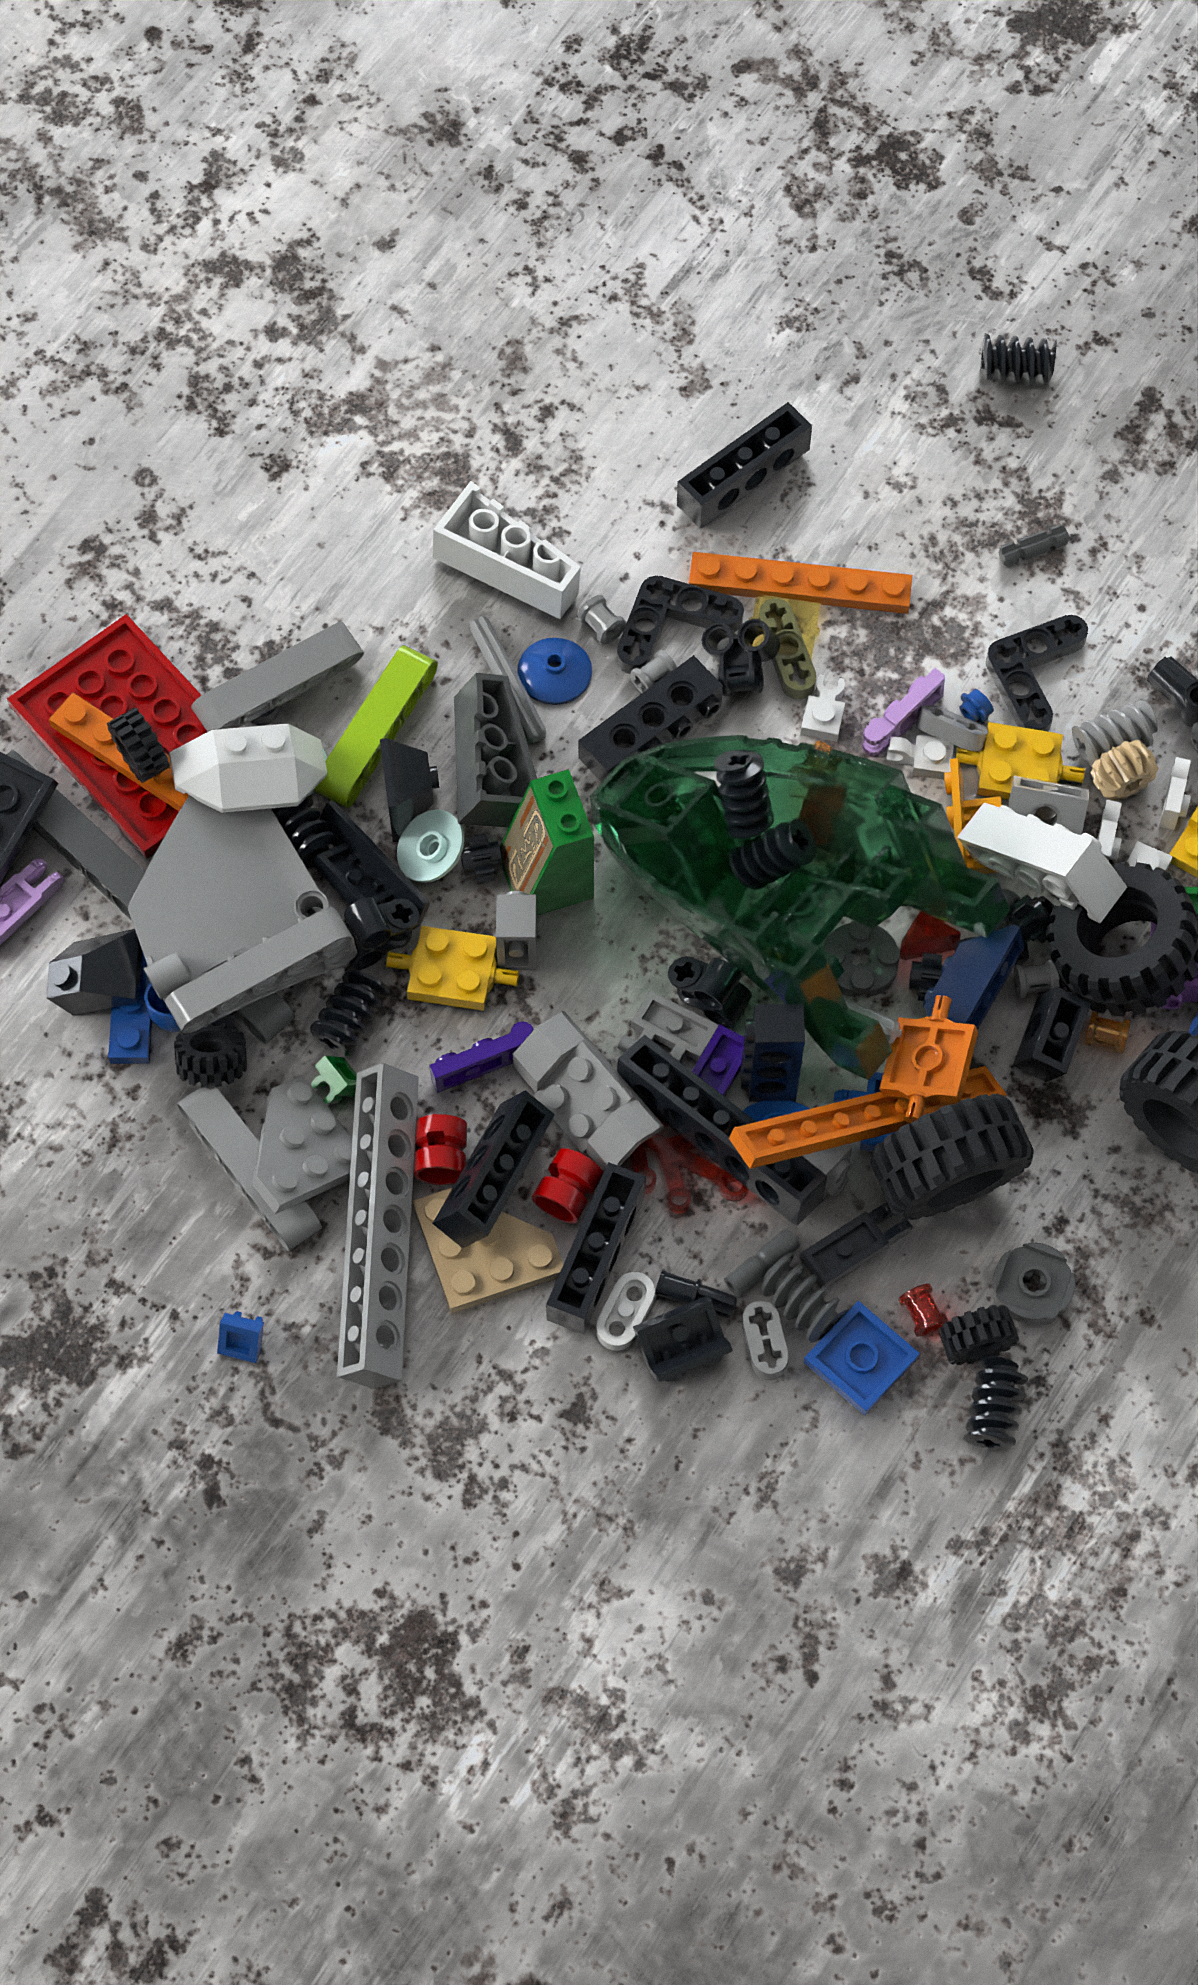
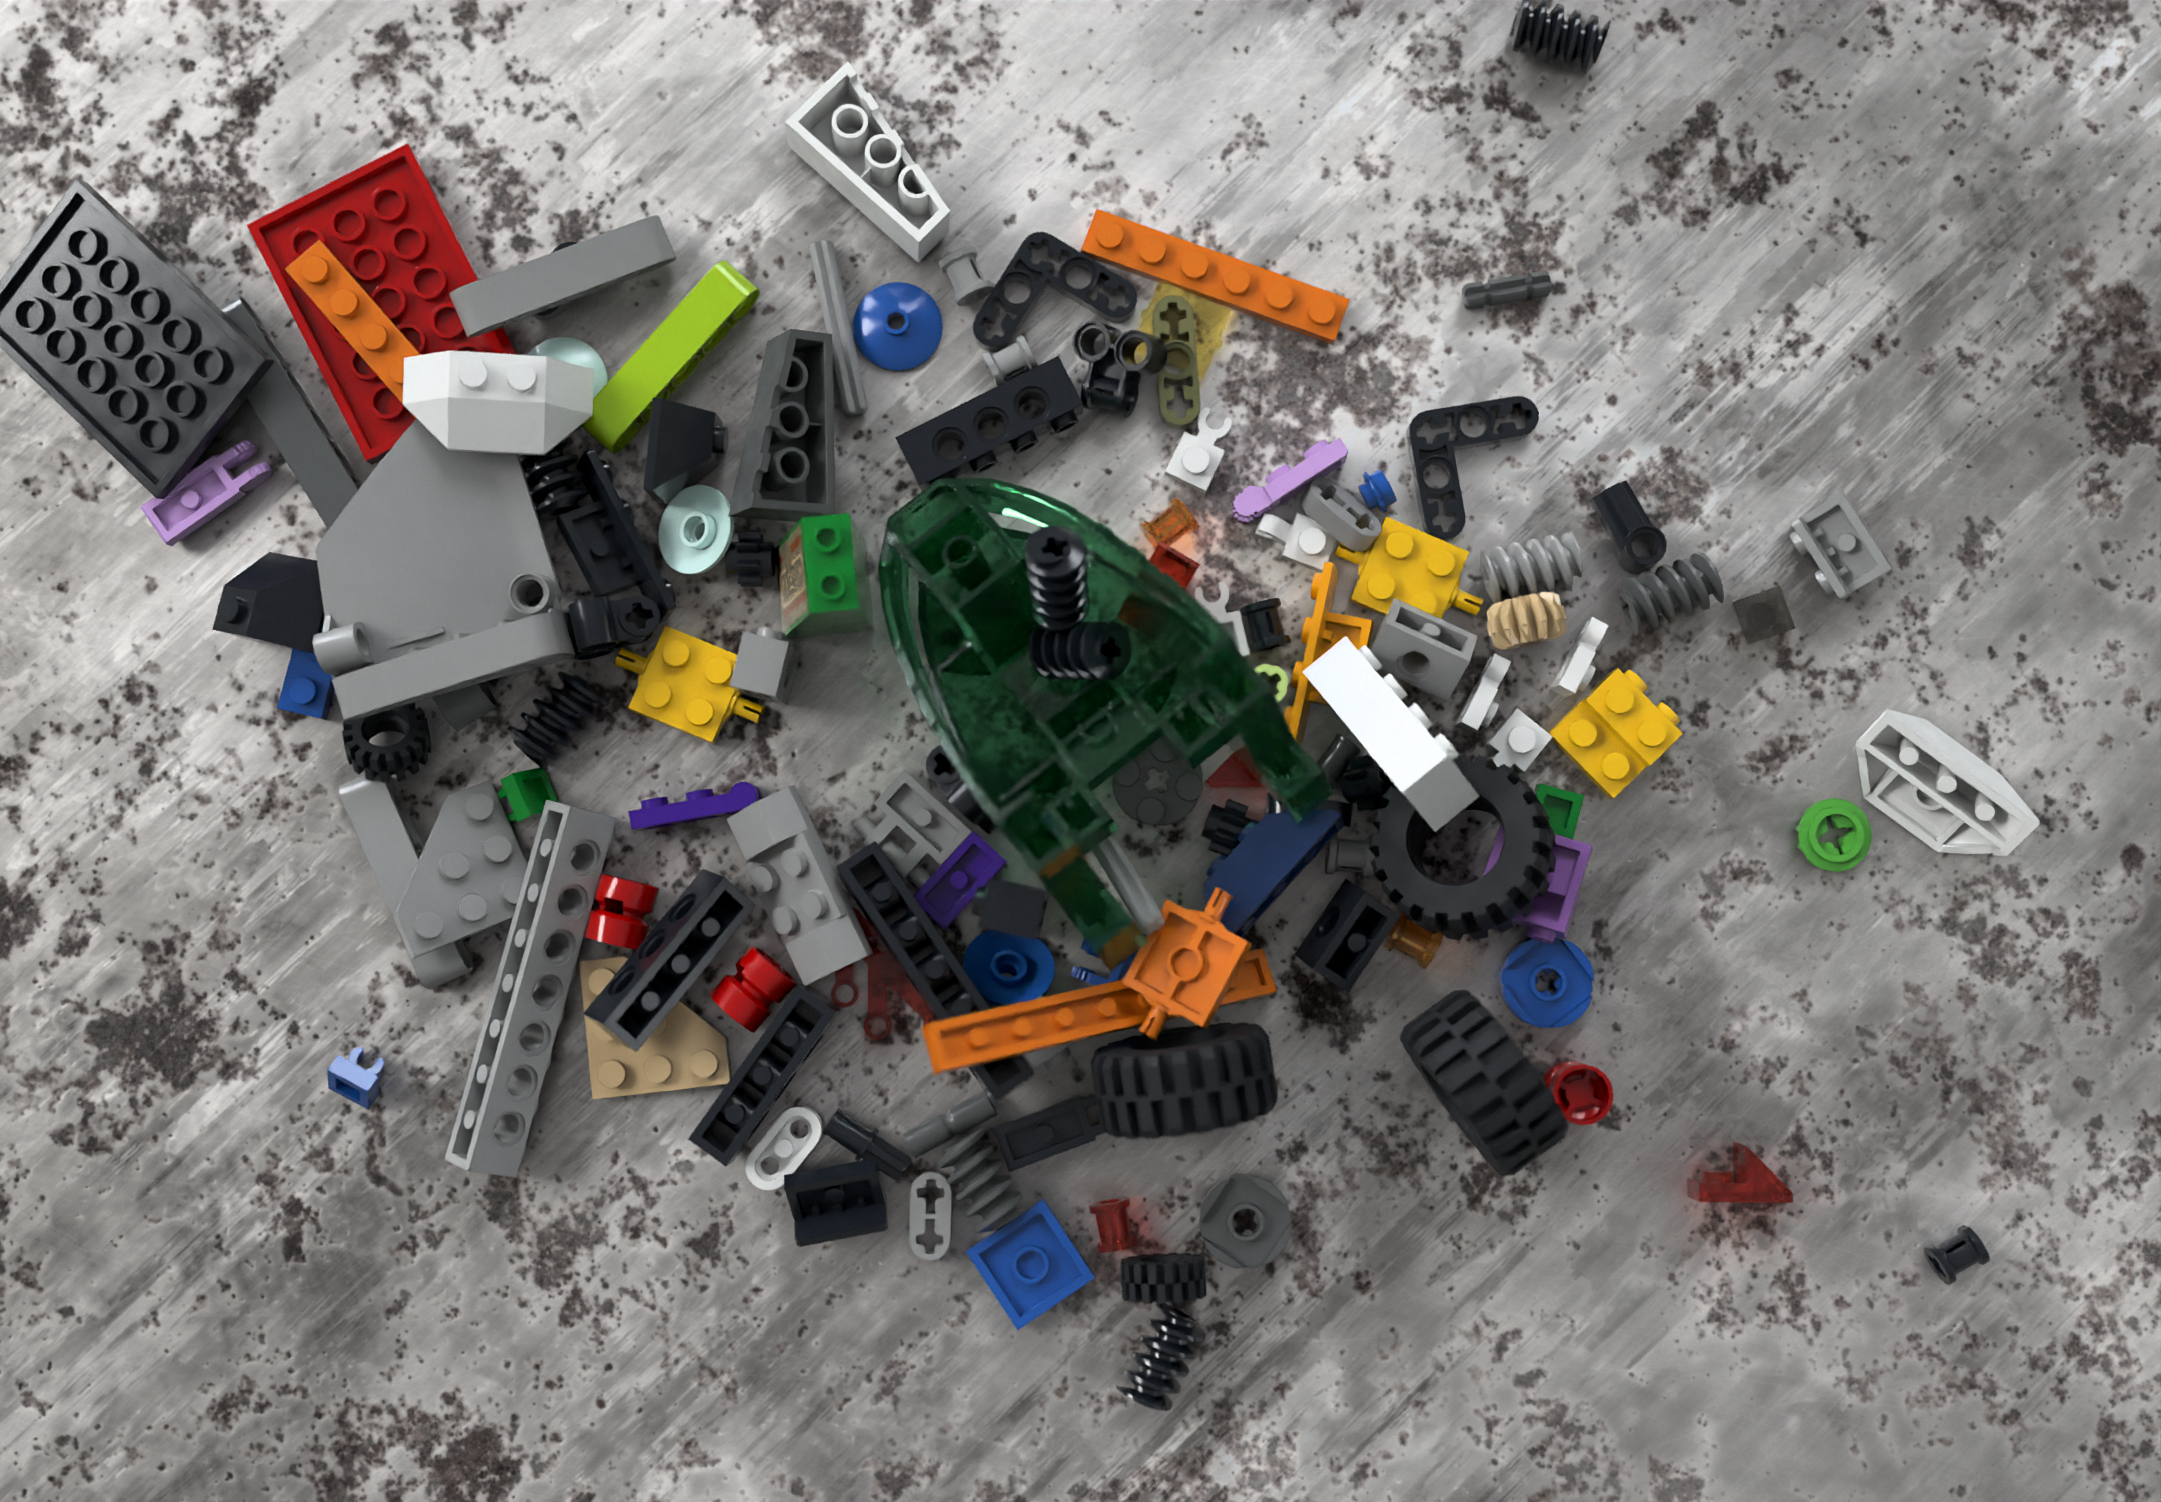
camera: 15 degrees right, 20 degrees up
(138, 745) = (366, 342): black tyre -> none
(744, 465) = (1185, 108): black brick -> none

